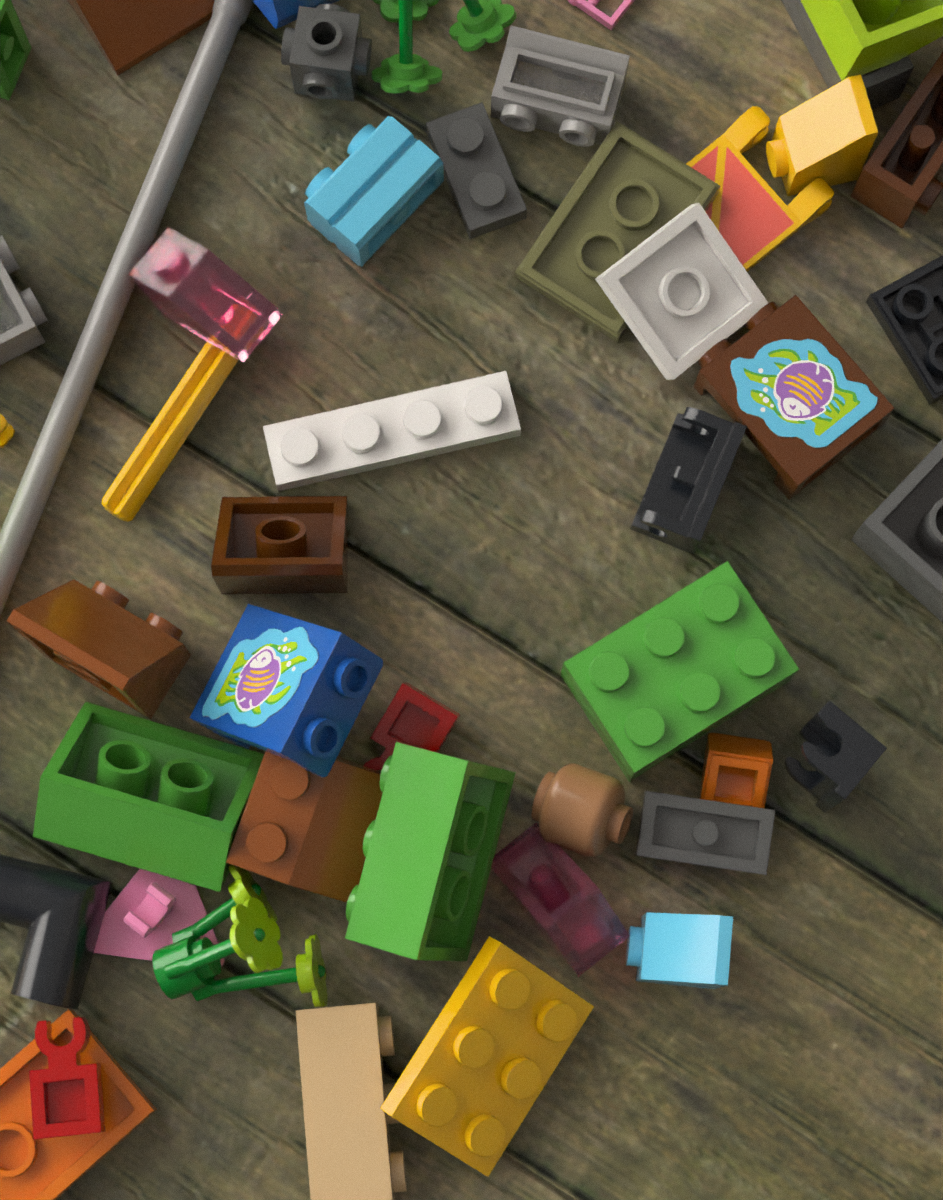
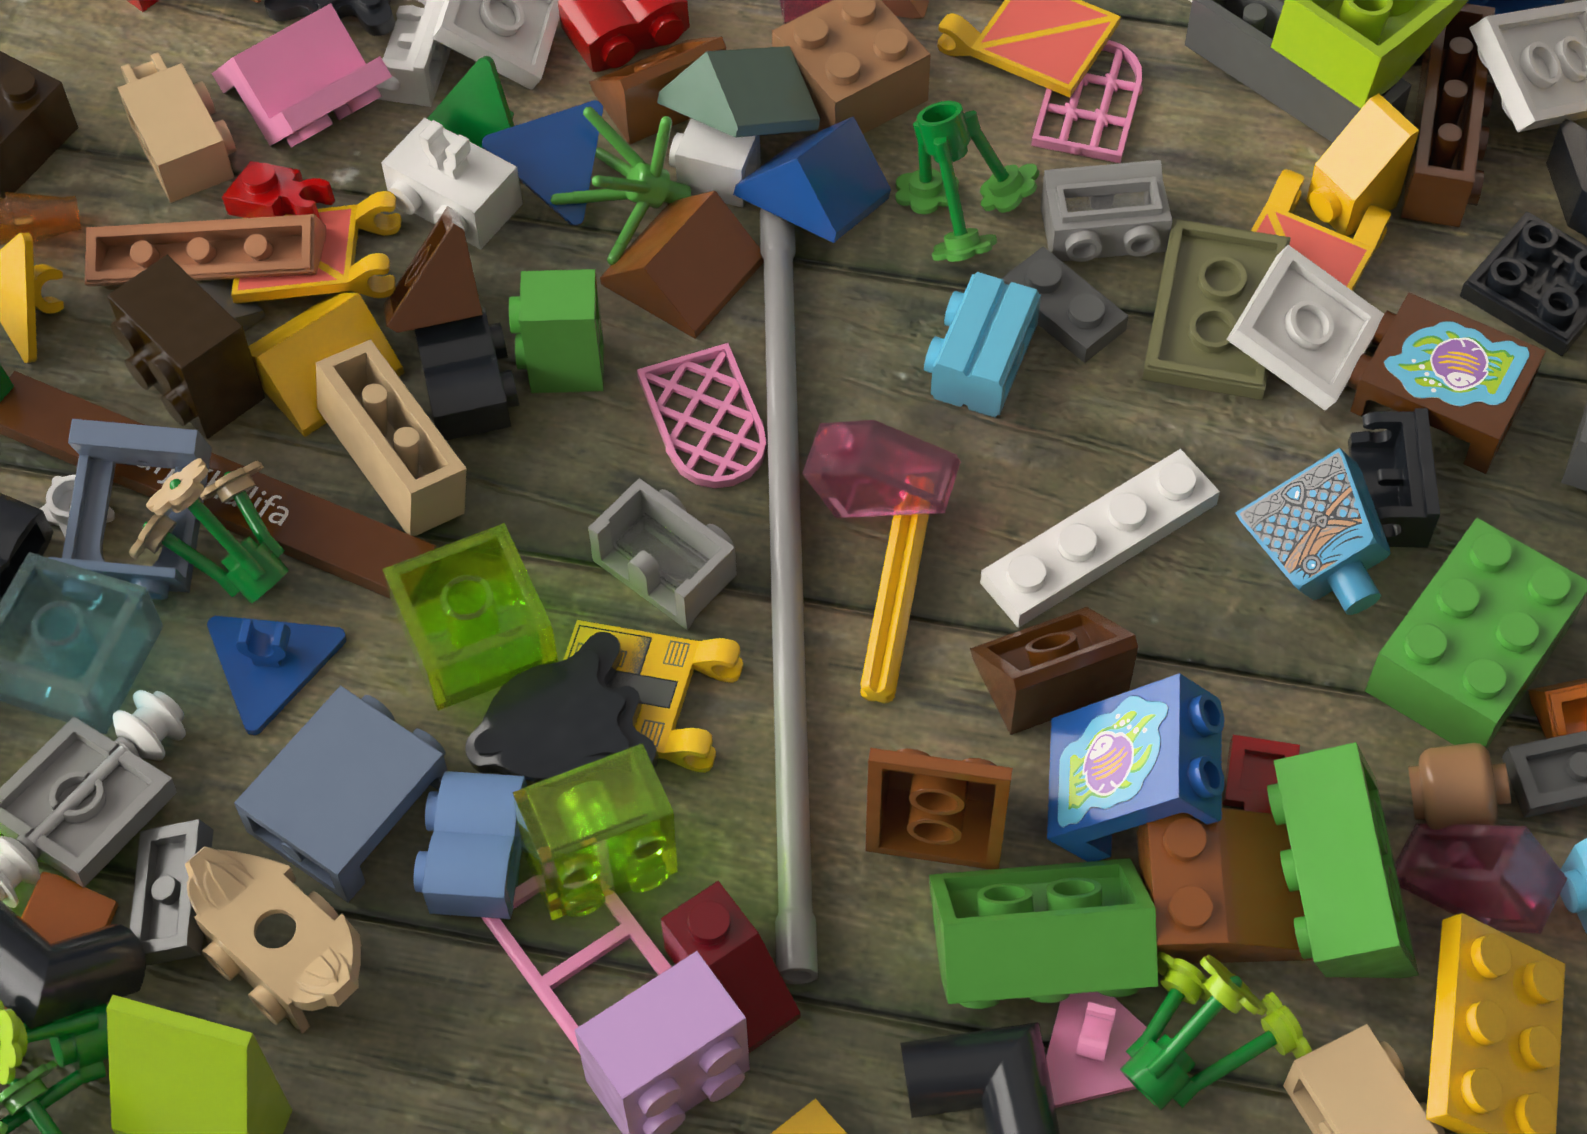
camera: 20 degrees left, 20 degrees down
(46, 178) = (690, 363): none -> bright pink window
(326, 52) = (887, 249): dark grey brick -> none
(584, 515) = (1322, 531): none -> torso

